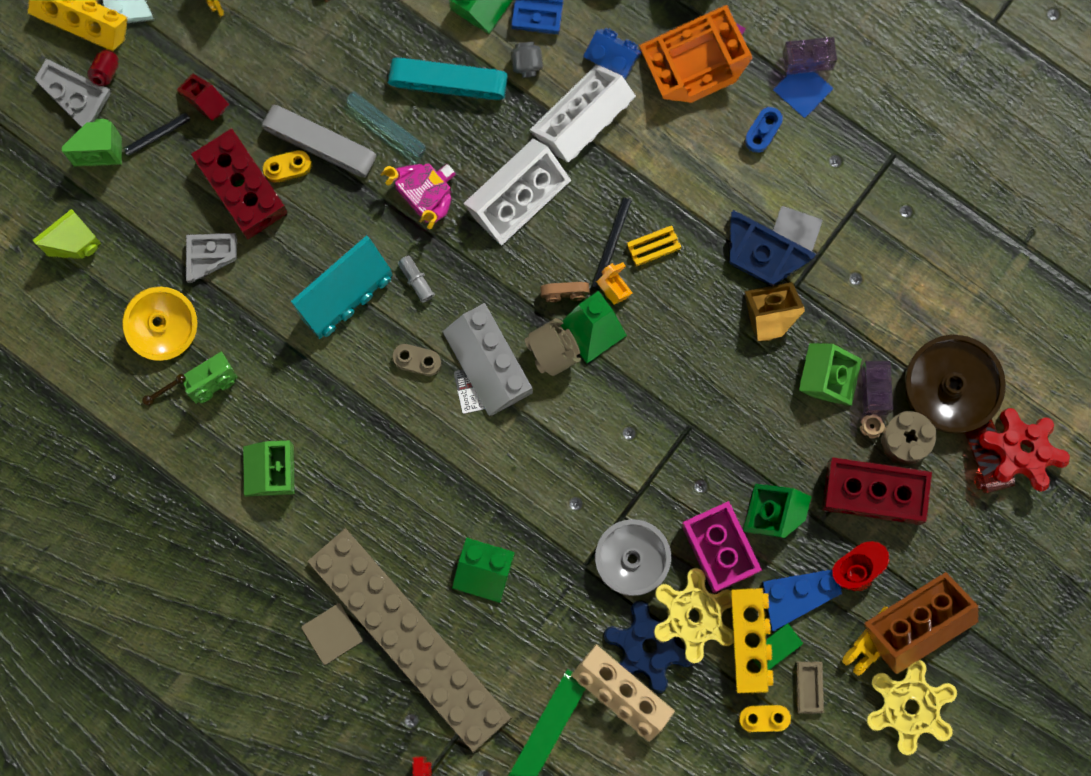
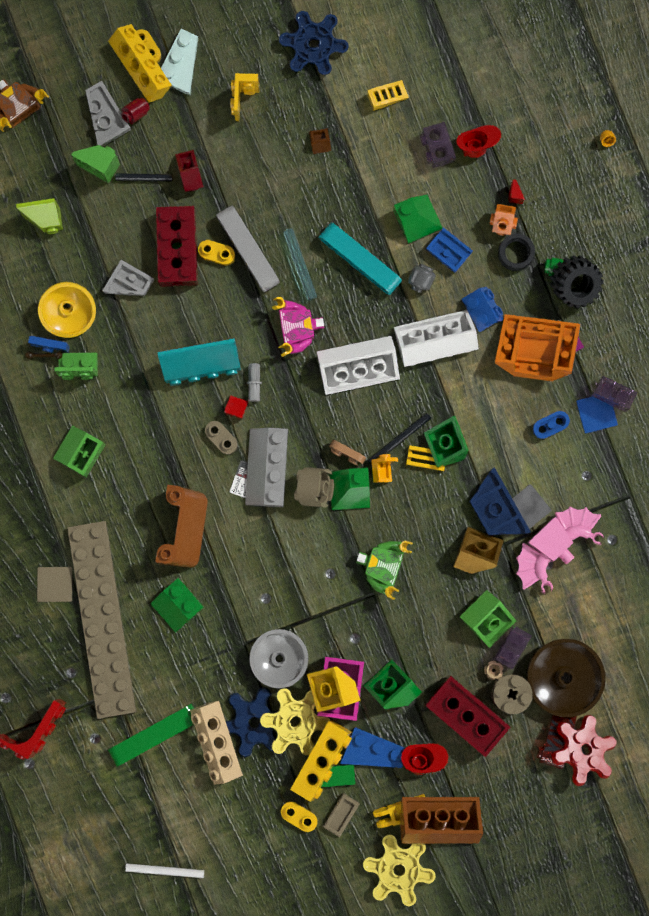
camera: 30 degrees right, 5 degrees up
(162, 375) = (48, 345): none -> blue plate
(412, 317) = (236, 407): none -> red slope
(455, 504) = (189, 530): none -> dark orange windscreen
(666, 213) = (447, 442): none -> green slope
(682, 386) = (384, 565): none -> bright green torso
(713, 550) = (332, 689): none -> yellow slope
(847, 251) = (553, 543): none -> bright pink torso

